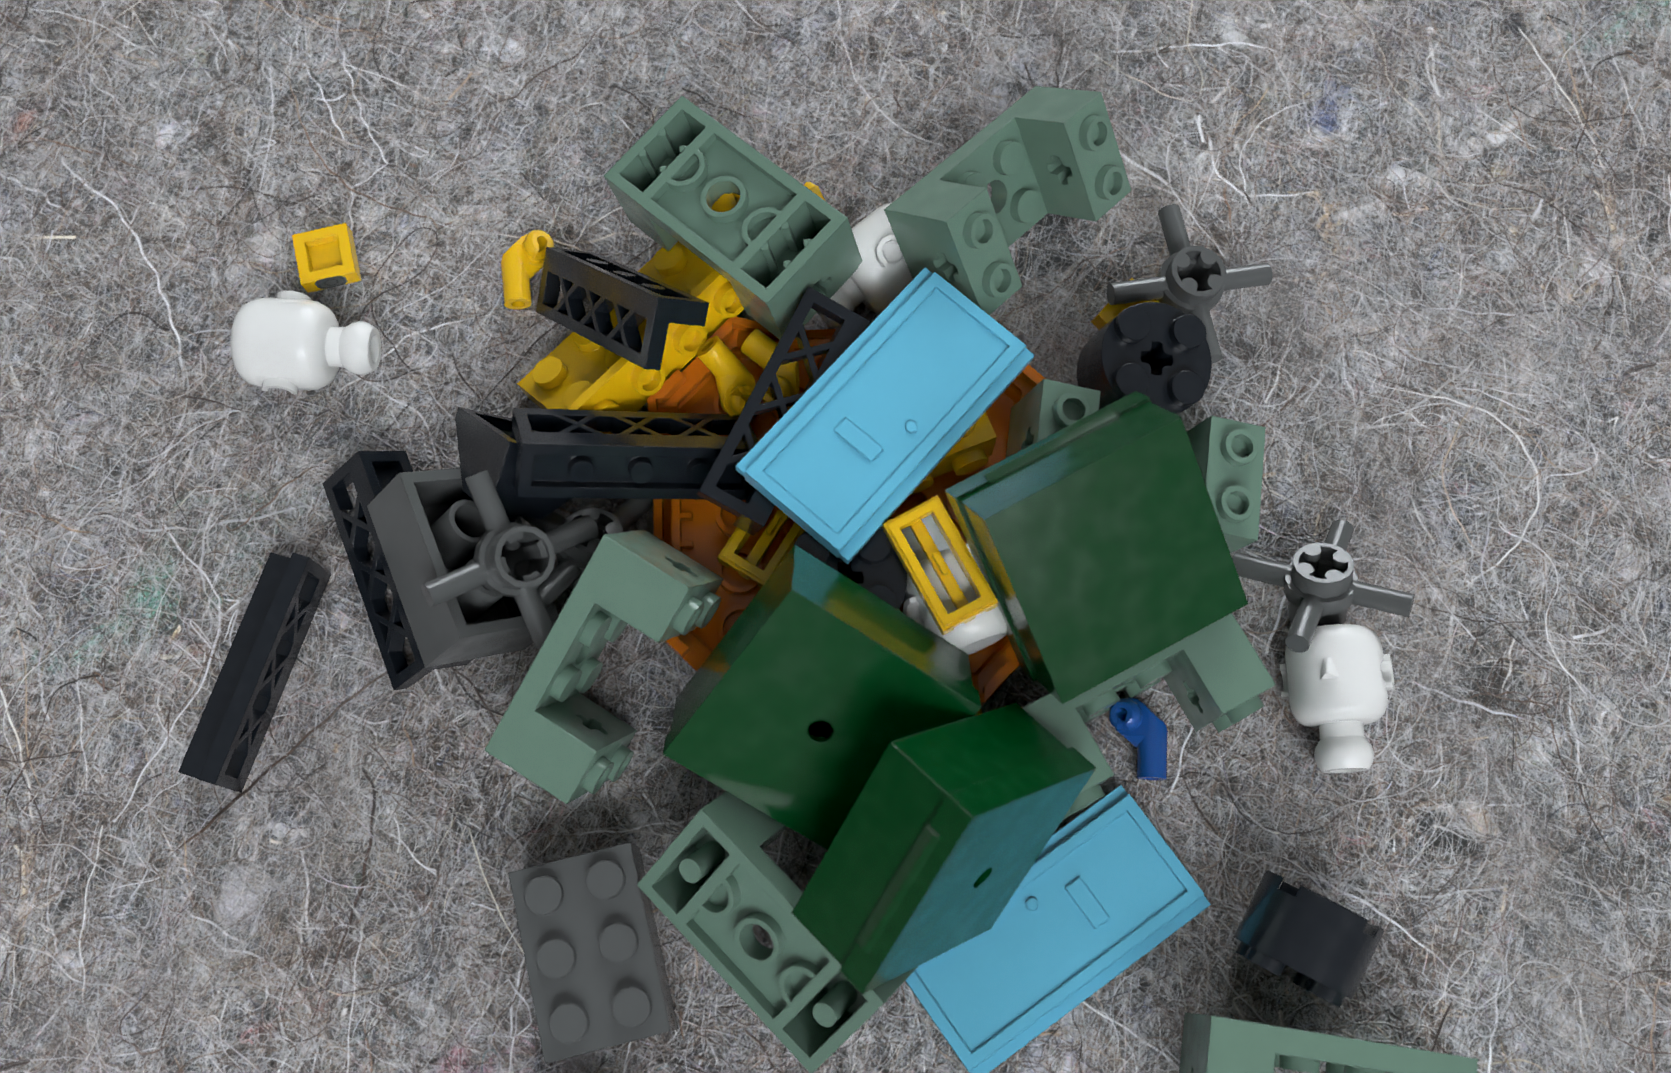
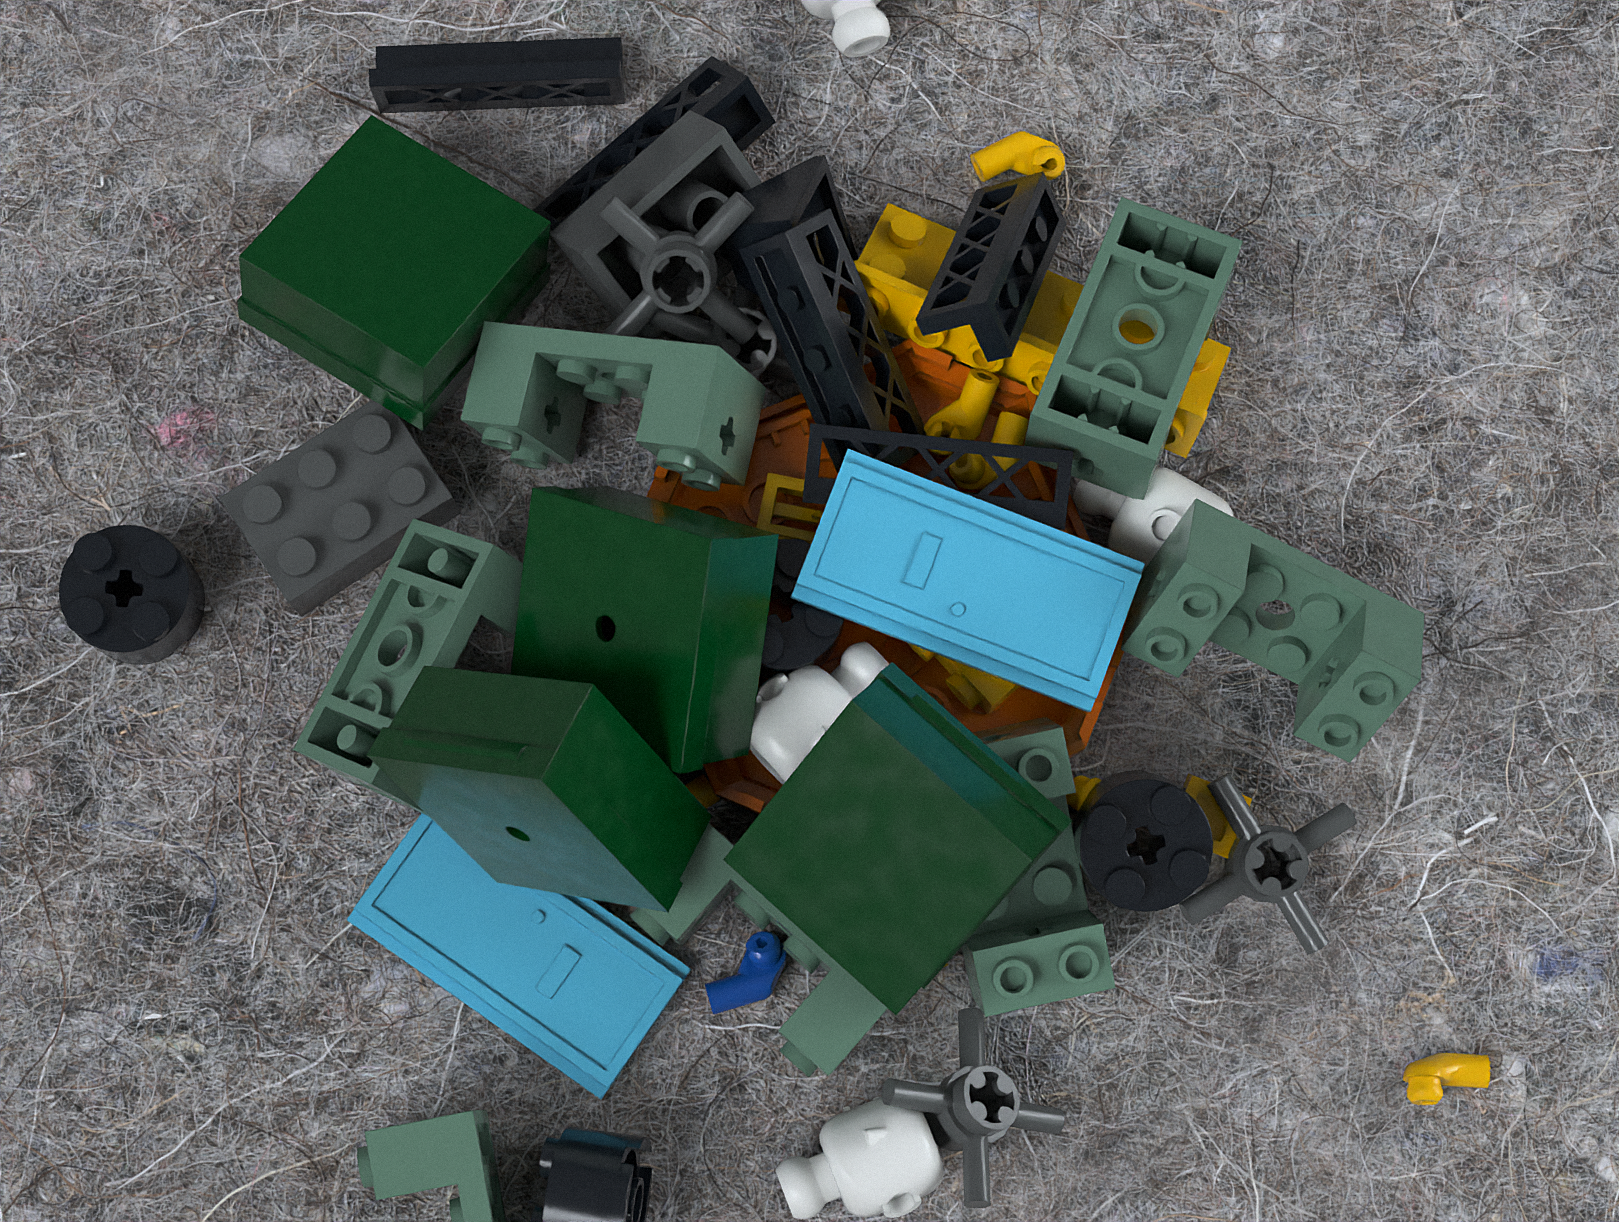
camera: 65 degrees right, 5 degrees up
(398, 823) = (393, 270): none -> dark green container
(964, 610) = (785, 731): yellow tile -> none
(1389, 220) = (1444, 1069): none -> yellow arm

